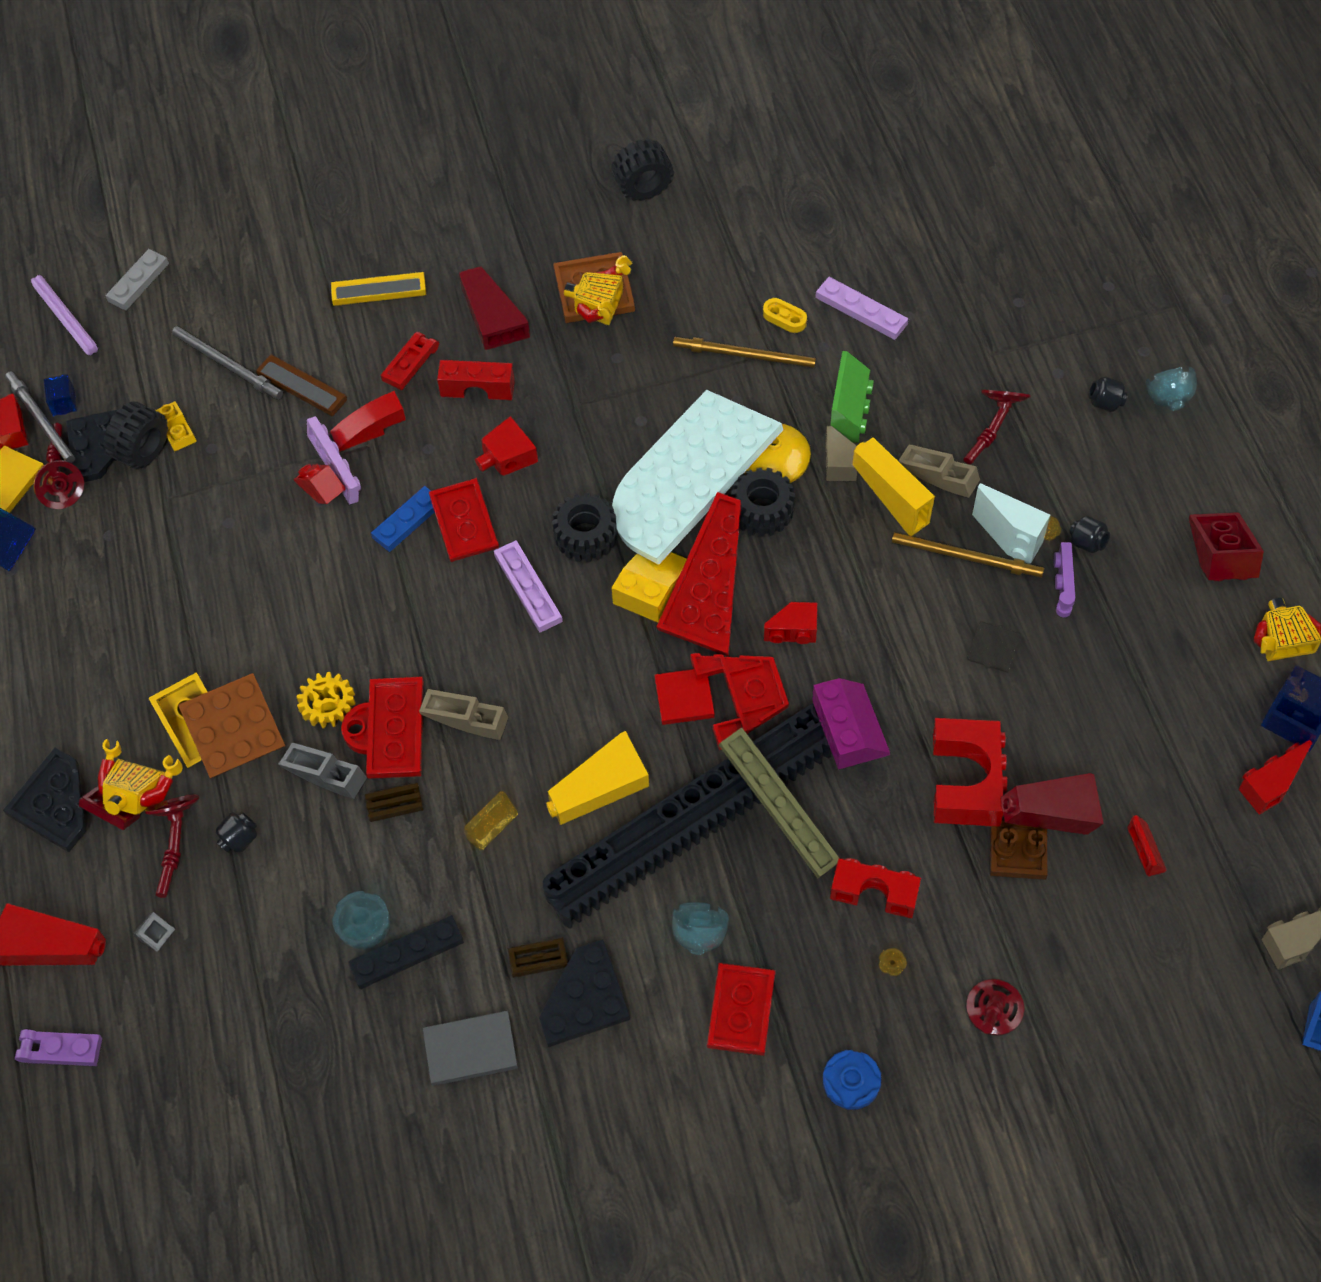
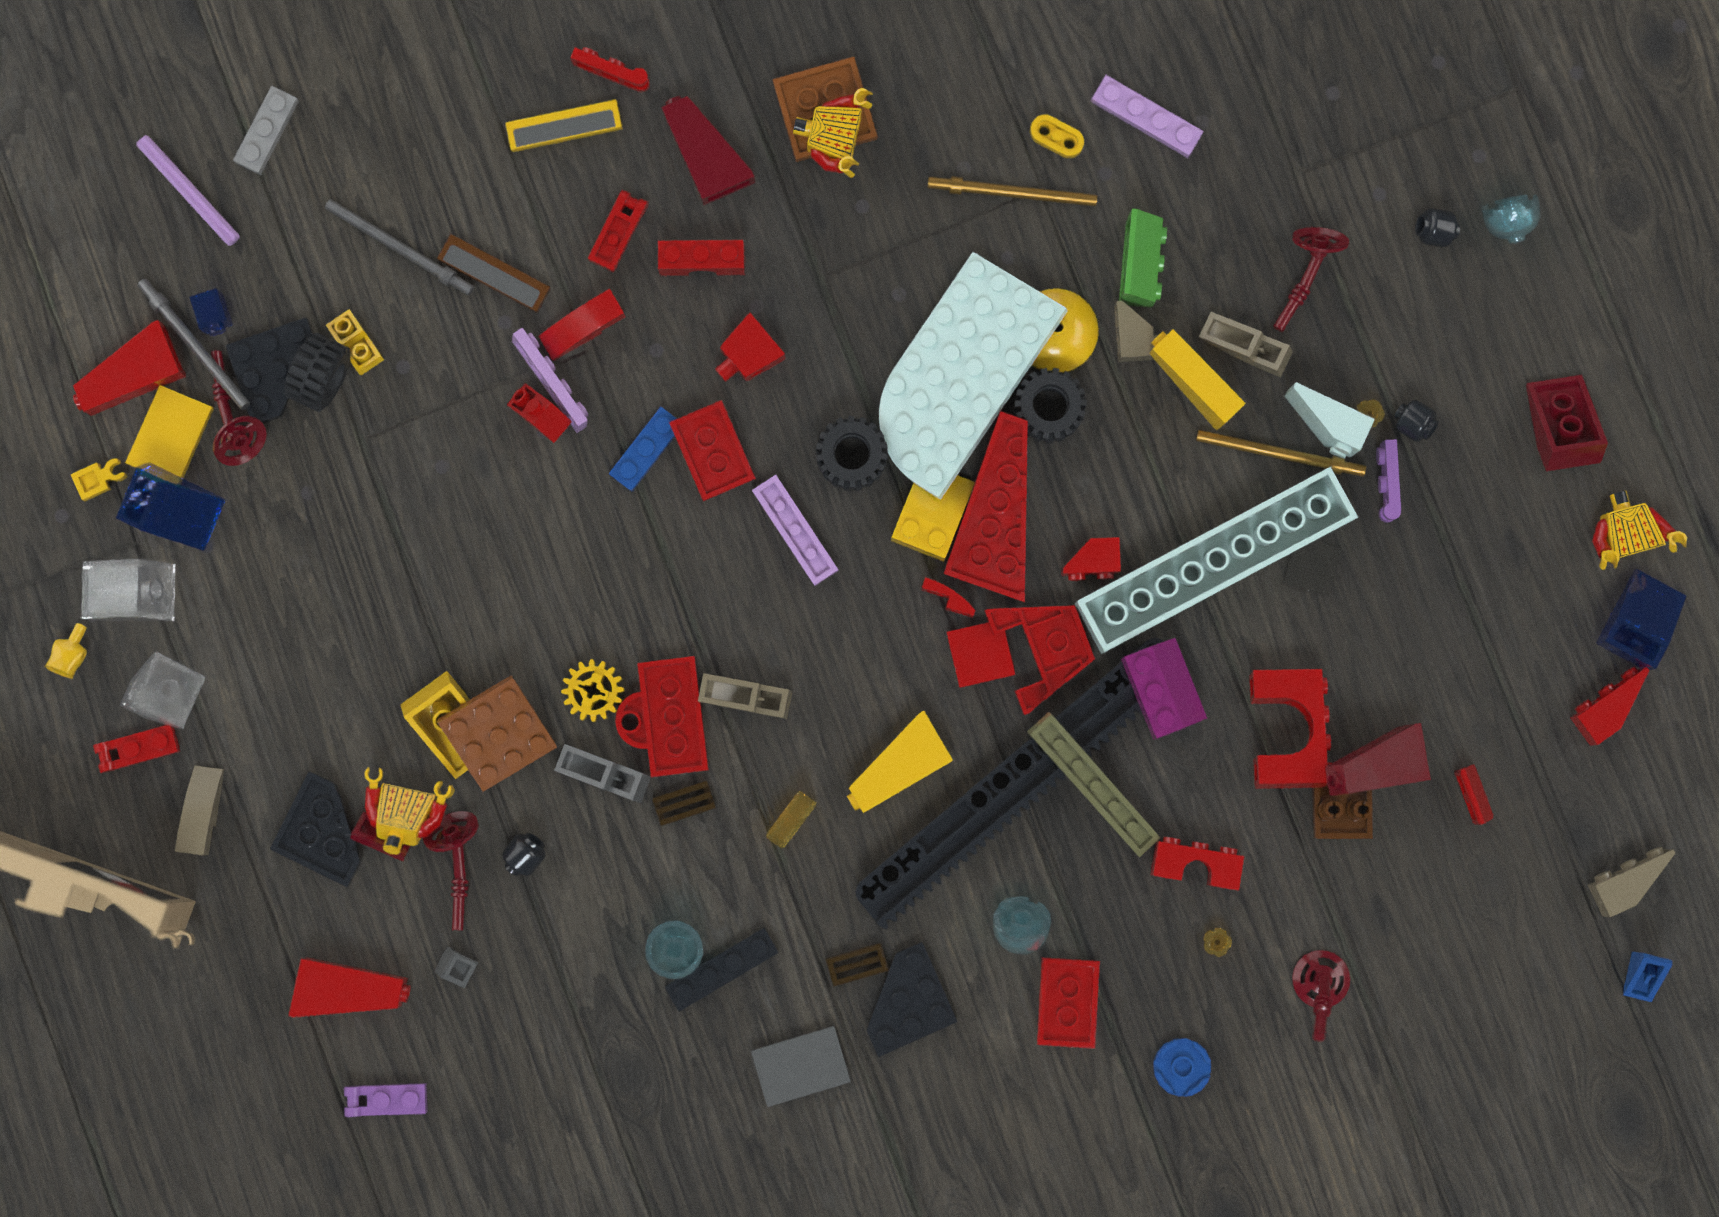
camera: 10 degrees left, 25 degrees up
(422, 251) = (611, 70): none -> red plate
(665, 650) = (955, 603): none -> red slope
(904, 628) = (1215, 560): none -> light aqua brick

